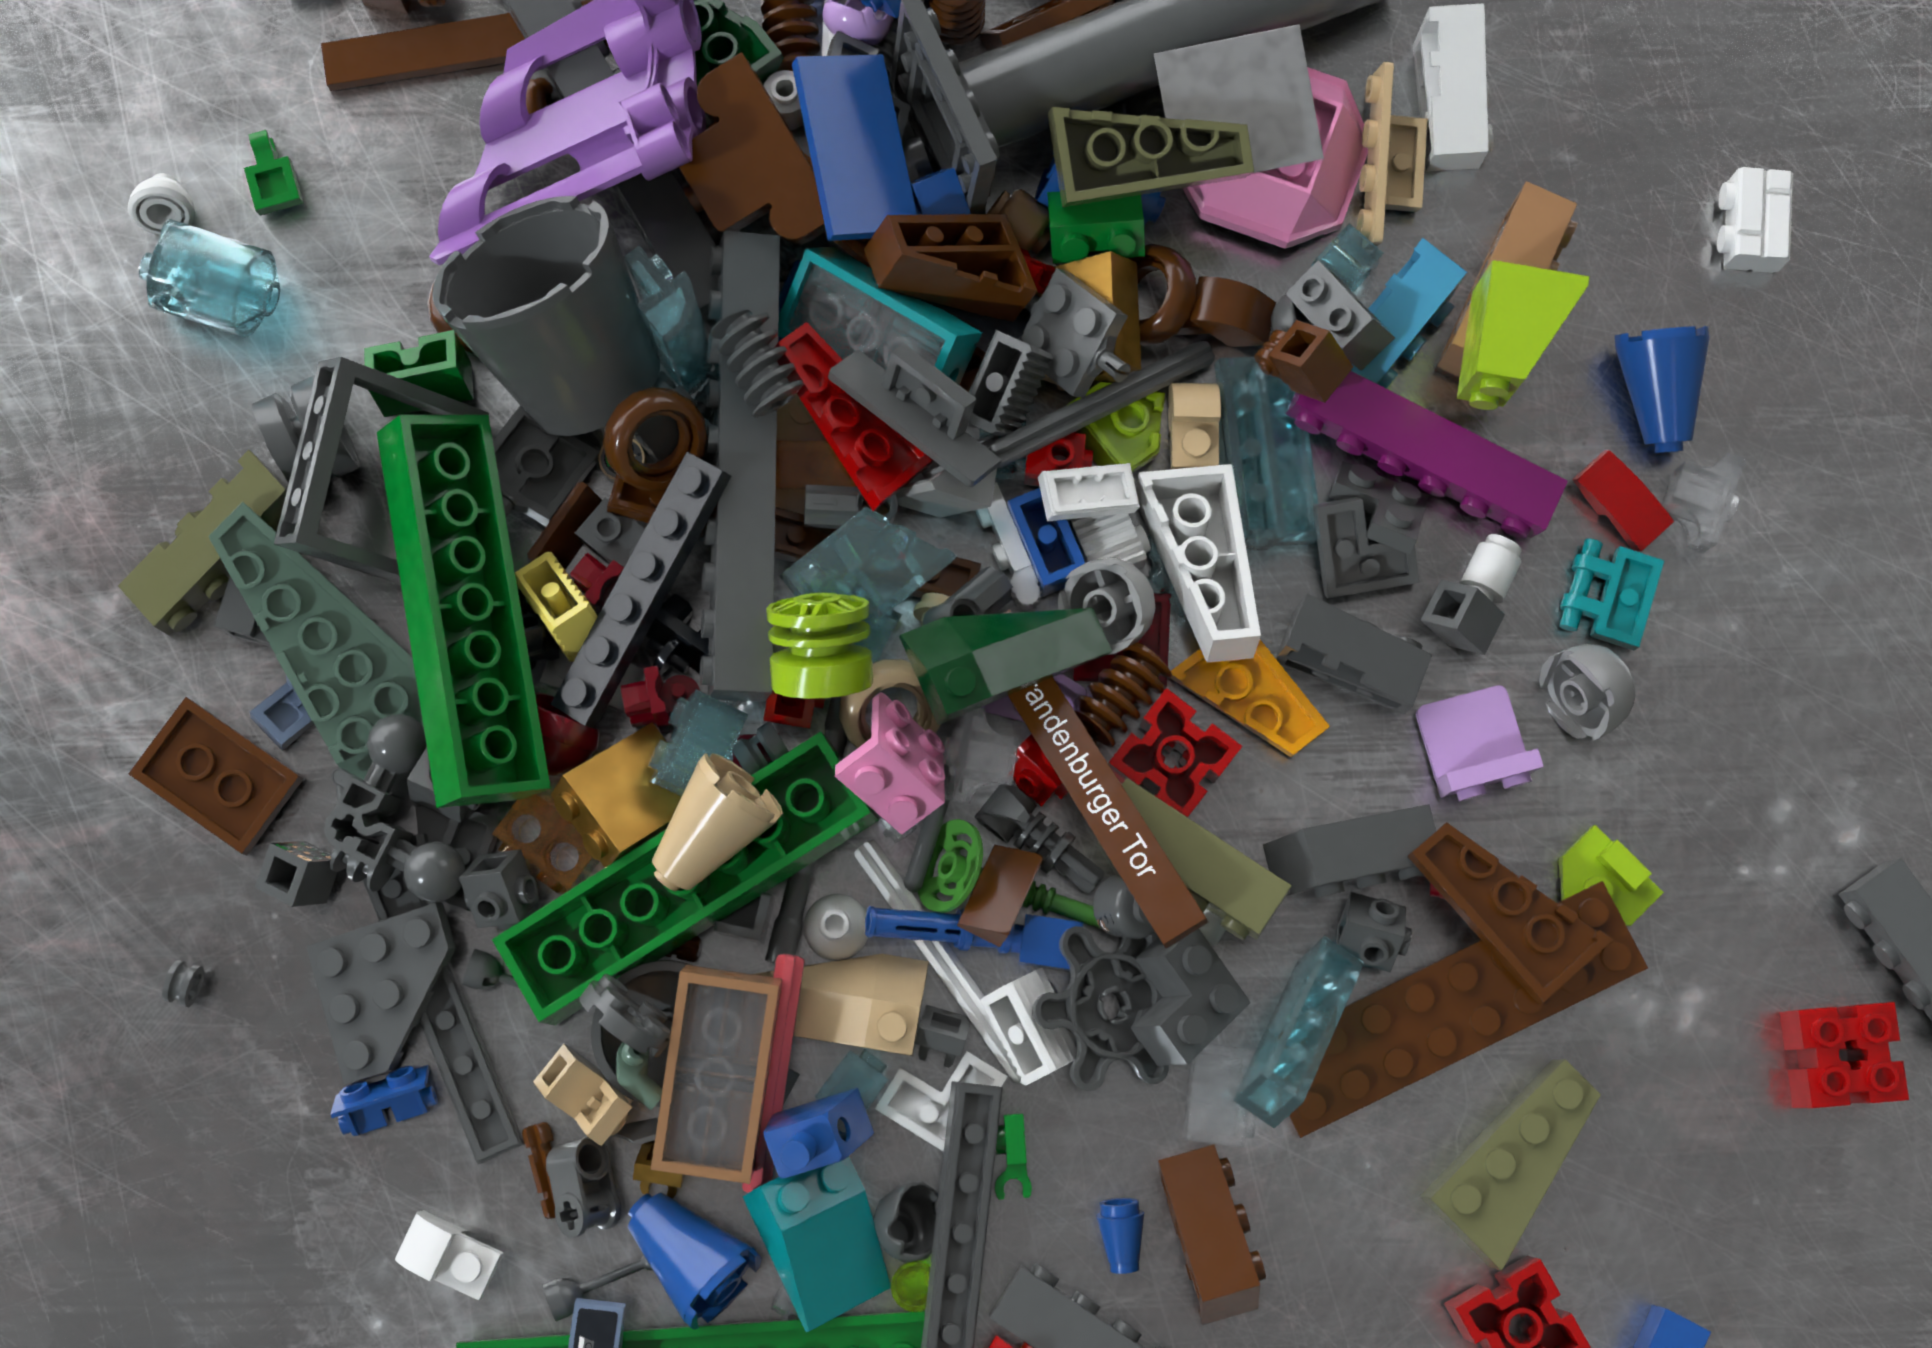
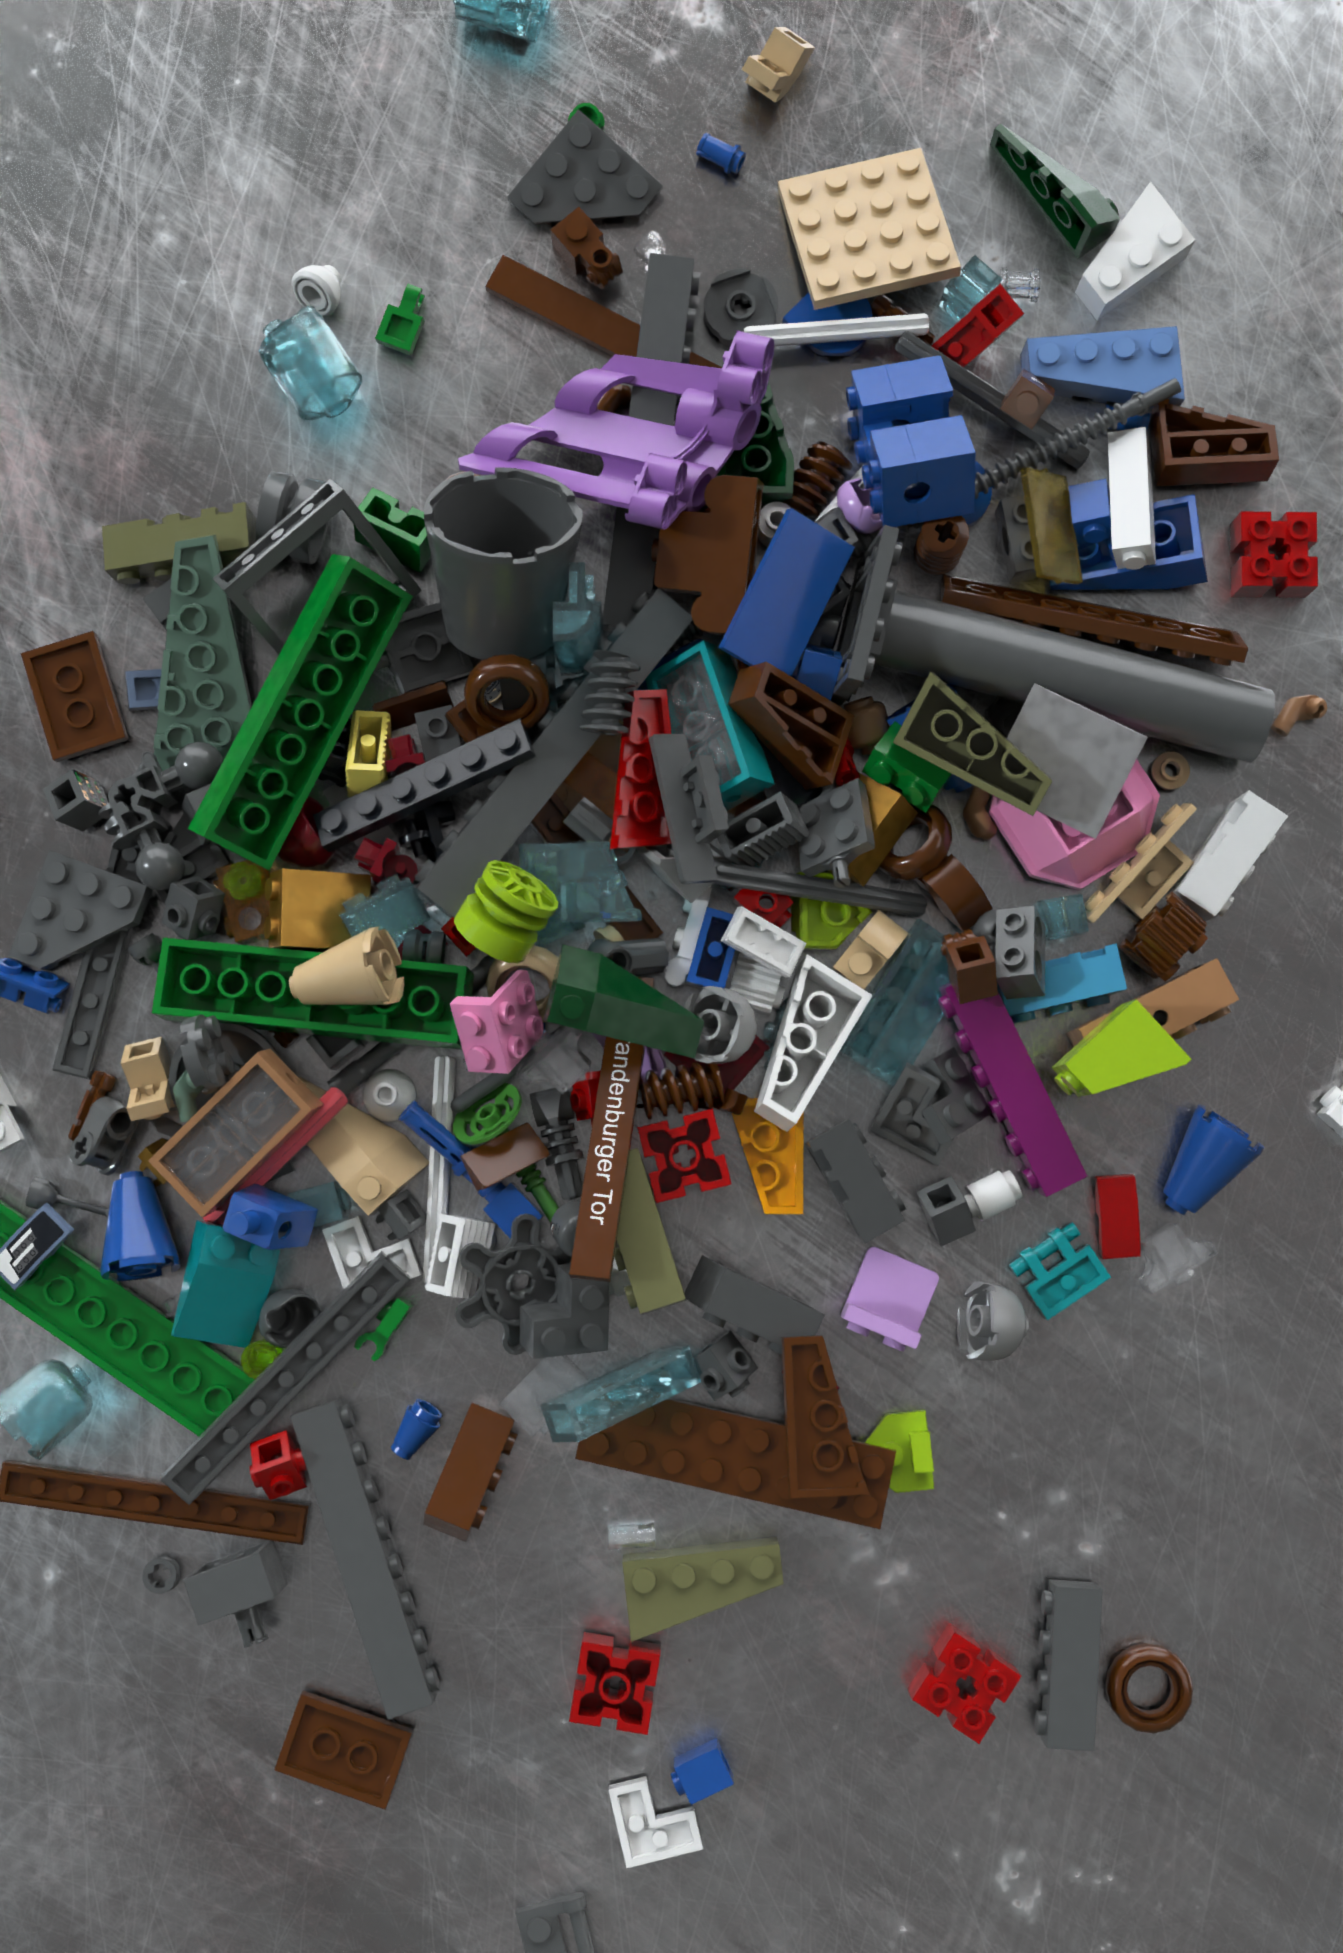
camera: 40 degrees right, 5 degrees up
(533, 834) = (253, 880): none -> clear neon green plate
(1181, 670) = (733, 1102): none -> reddish brown hand
(1189, 229) = (977, 815): none -> medium nougat arm
(1336, 66) = (1160, 776): none -> tan plate
(1414, 1171) = (631, 1536): none -> clear pin
(1460, 204) = (1165, 937): none -> reddish brown brick

